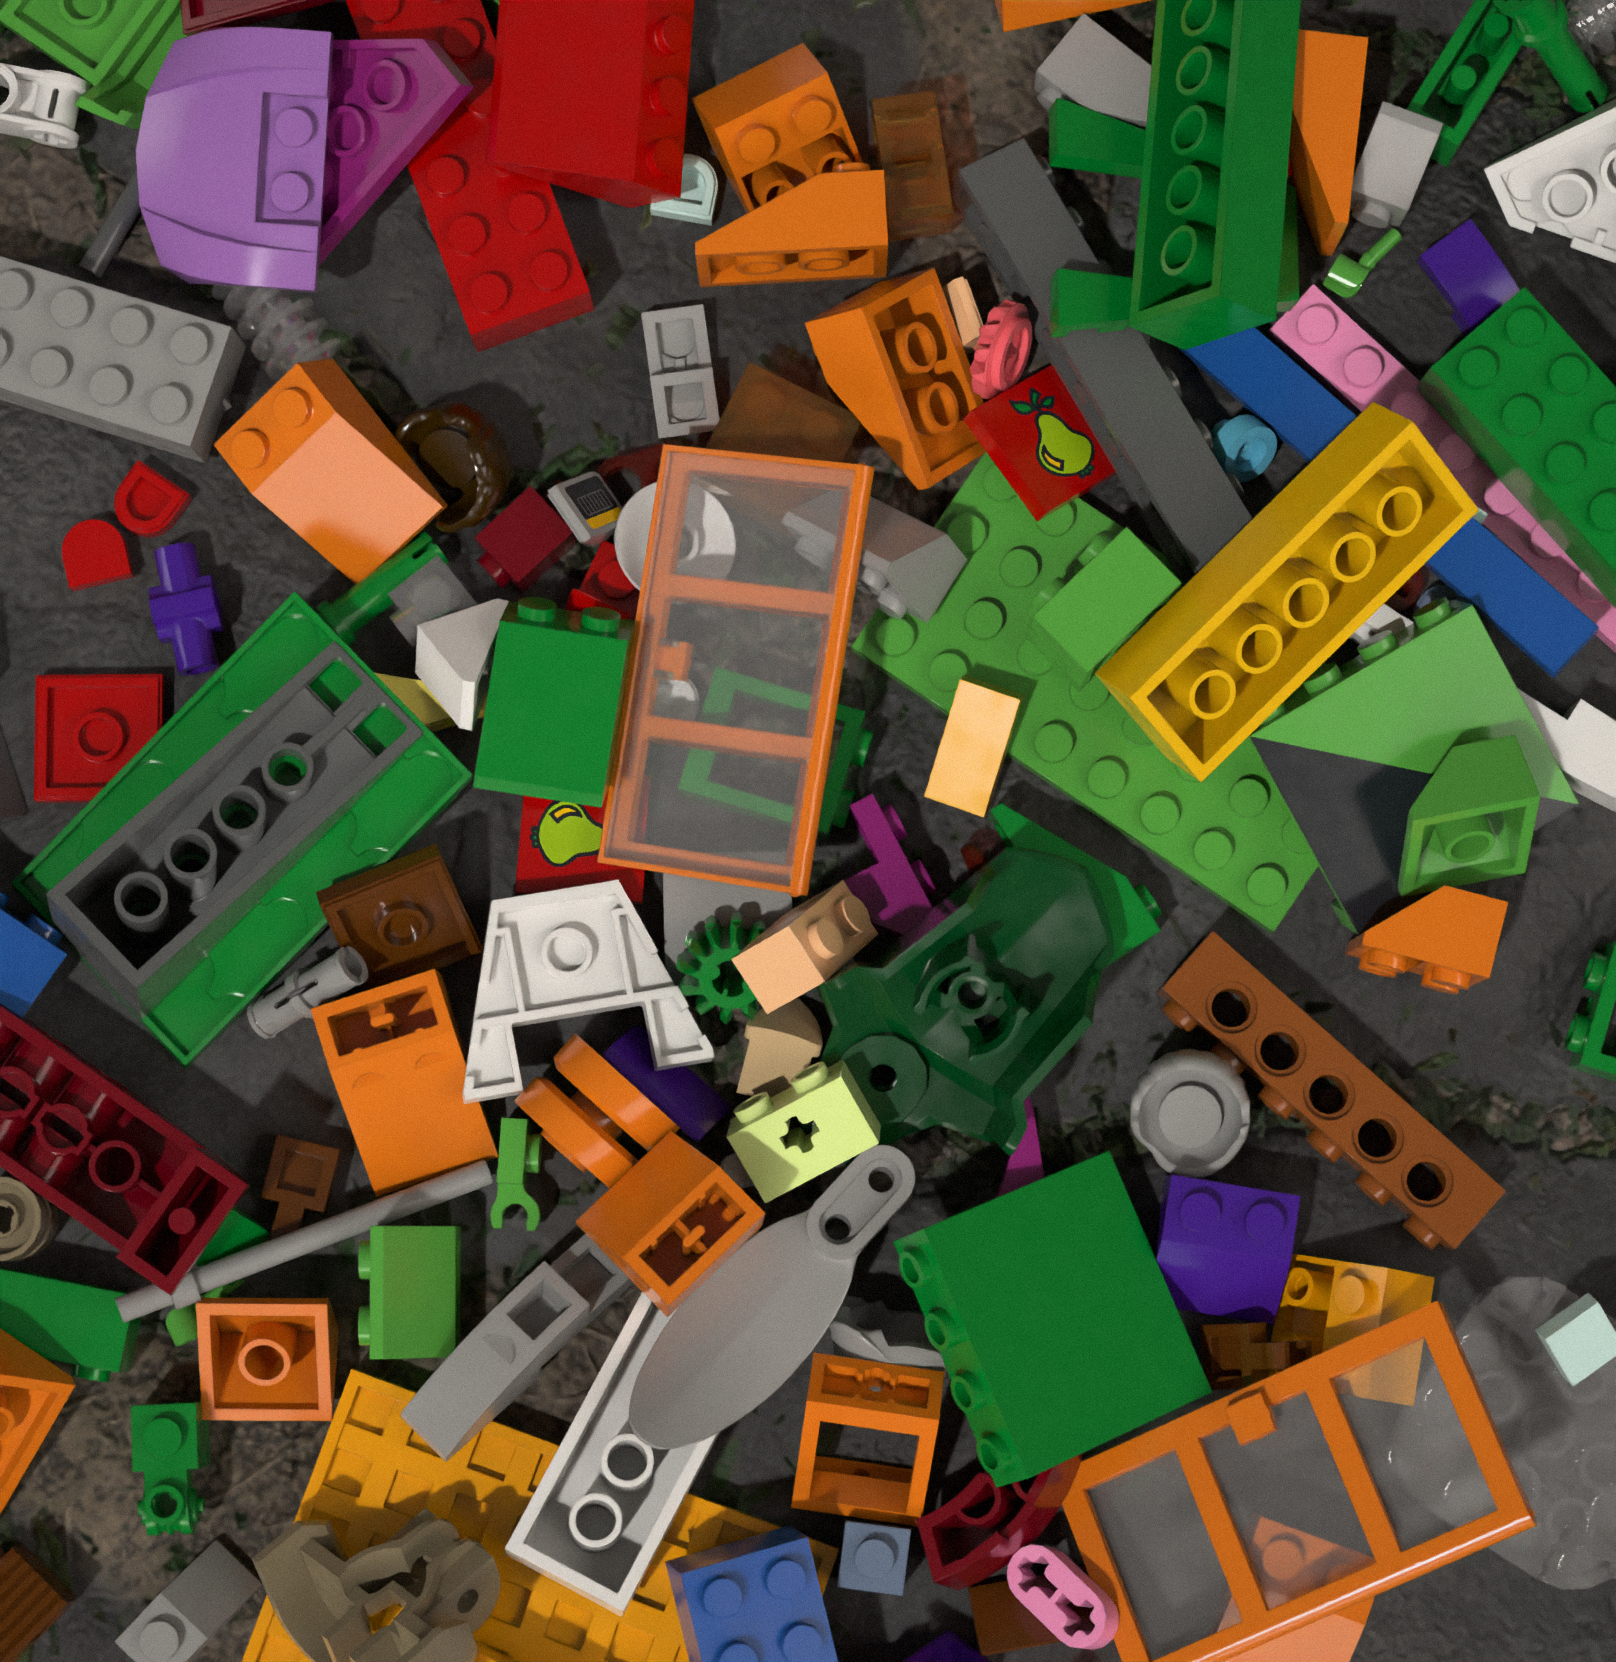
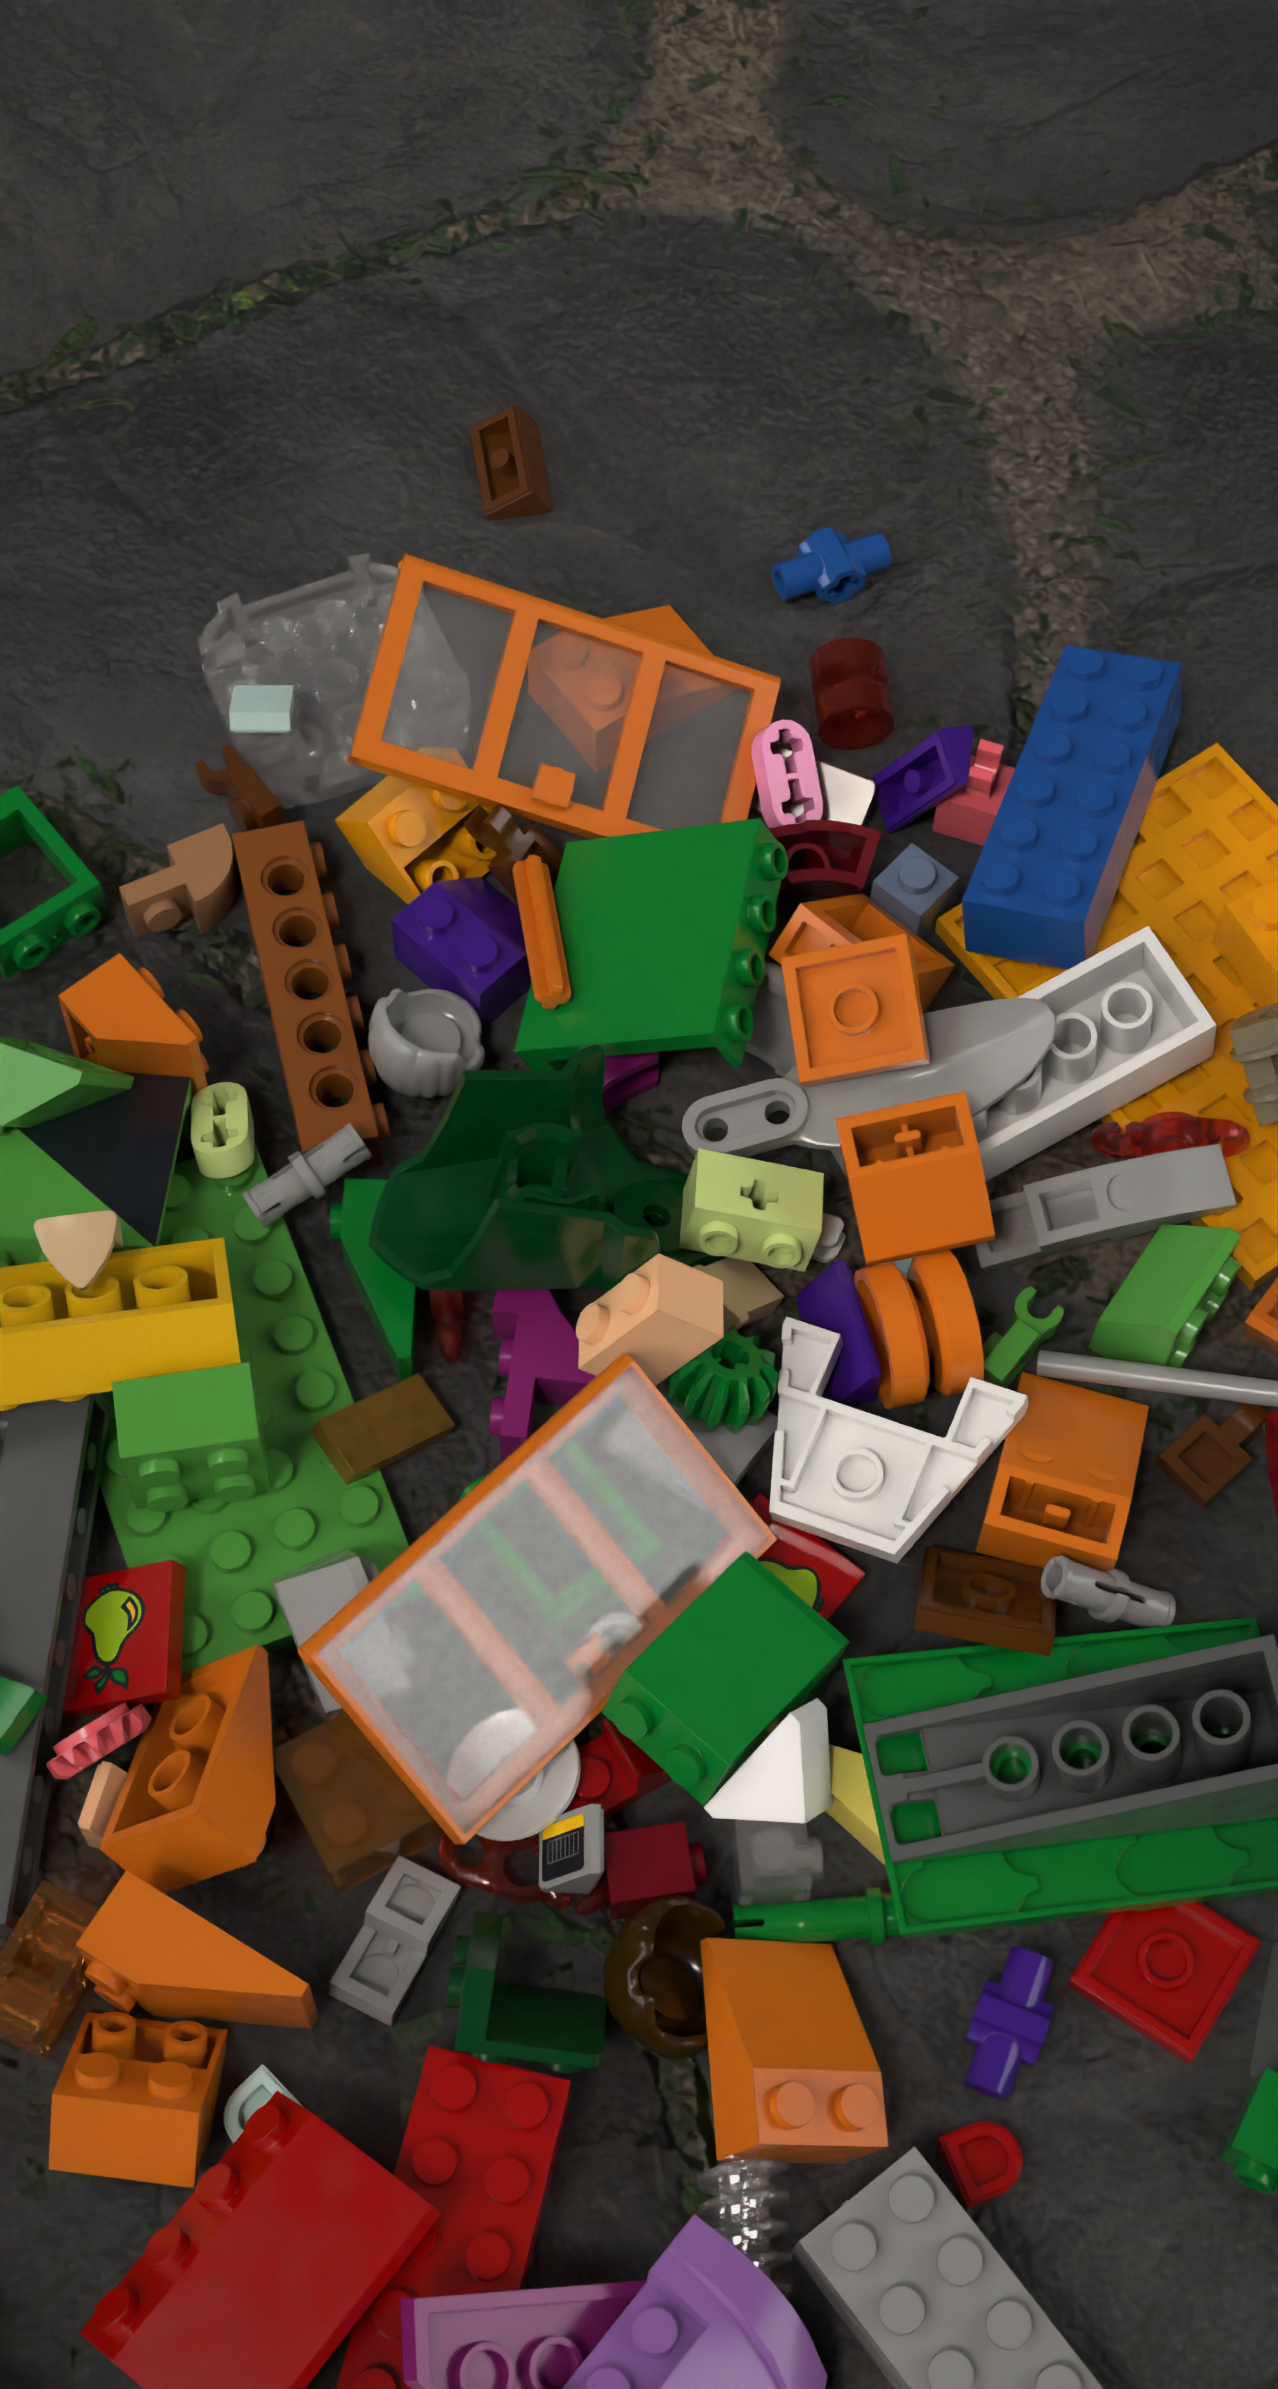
camera: 150 degrees left, 20 degrees down
(95, 555) = (1065, 2142): red tile -> none
(495, 1445) = (1169, 1133): none -> clear red piece
(541, 366) = (519, 2020): none -> dark green bracket
(820, 1341) = (855, 1010): none -> orange plate
(1163, 1275) = (541, 932): none -> orange axle
(1191, 908) = (307, 1175): none -> light grey pin
(1298, 677) = (80, 1244): none -> tan tile
(1310, 906) = (212, 1129): none -> yellowish green beam
(1503, 1139) = (197, 883): none -> medium nougat brick
(1521, 1248) = (252, 802): none -> reddish brown plate

